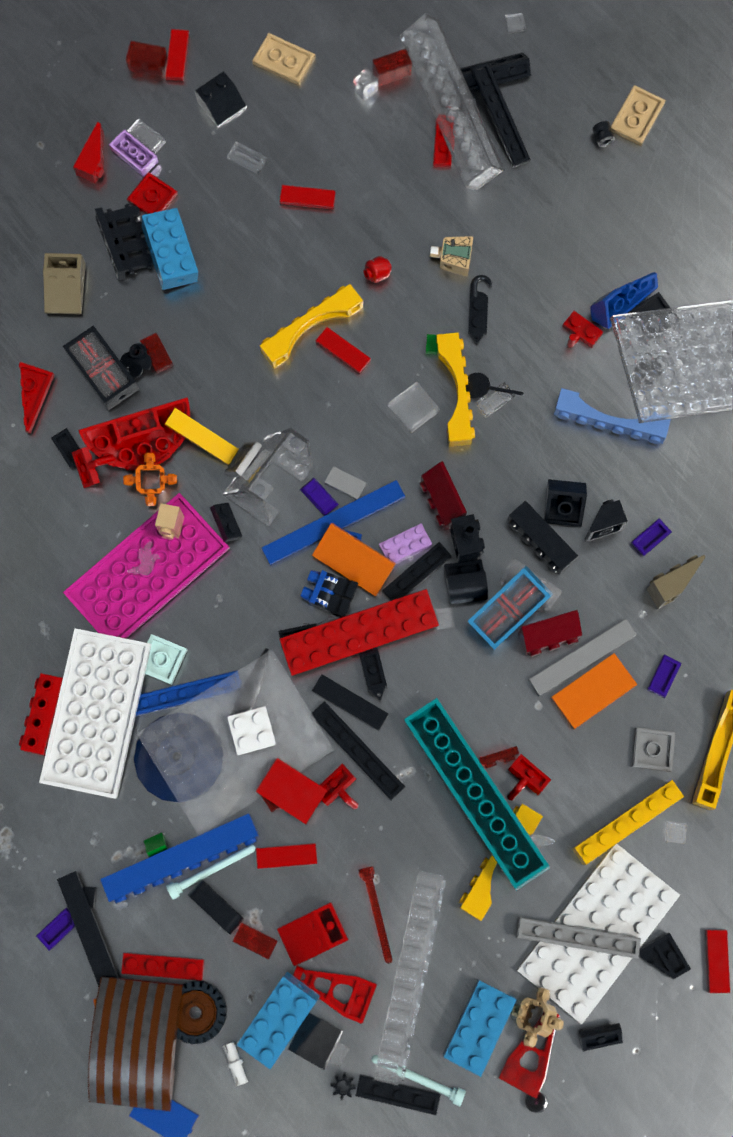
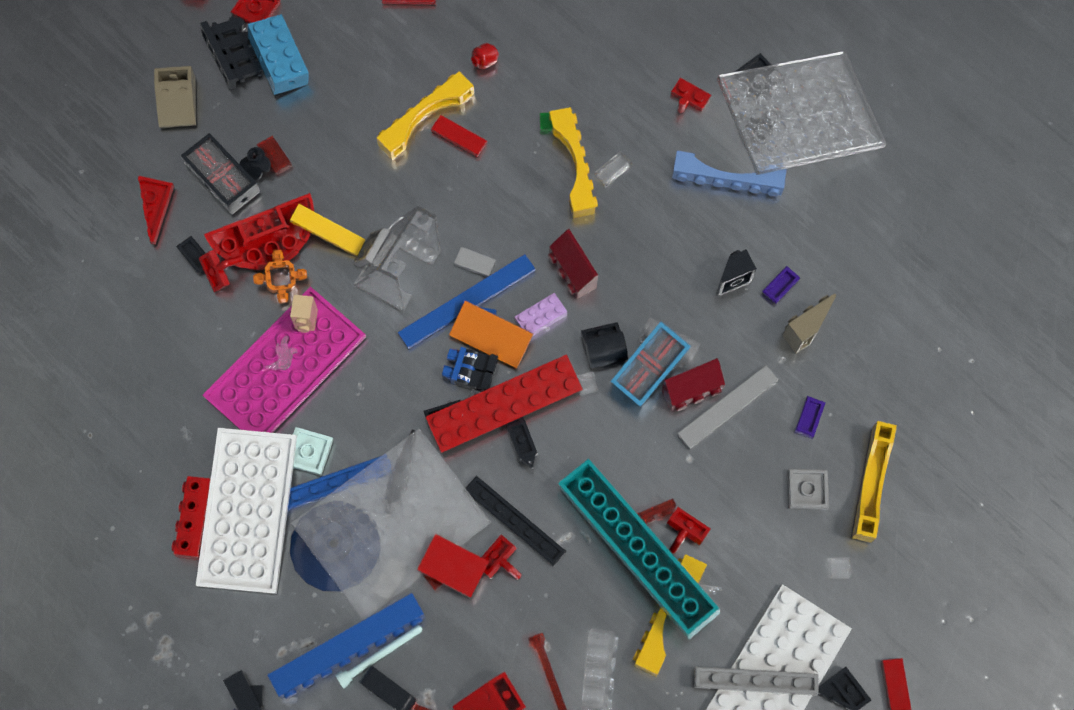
camera: 10 degrees left, 5 degrees down
(155, 844) = (320, 635): green tile -> none
(226, 522) = (360, 311): black plate -> none
(251, 730) = (406, 509): white plate -> none
(286, 856) = (454, 633): red tile -> none
(319, 496) = (450, 278): dark purple tile -> none
(350, 702) = (502, 474): black tile -> none
(413, 407) = (534, 183): clear tile -> none
(417, 572) = (555, 341): black tile -> none
(454, 254) = (558, 35): torso -> none
(466, 538) = (600, 302): black brick -> none
(478, 309) = (587, 85): black plate -> none
(479, 386) = (597, 156): black piece -> none
(542, 538) = (674, 295): black brick -> none
(565, 502) = (693, 260): black slope -> none
(594, 691) = (742, 438): orange tile -> none
(622, 299) = (726, 61): blue wedge -> none
(627, 822) = (791, 562): yellow arch -> none

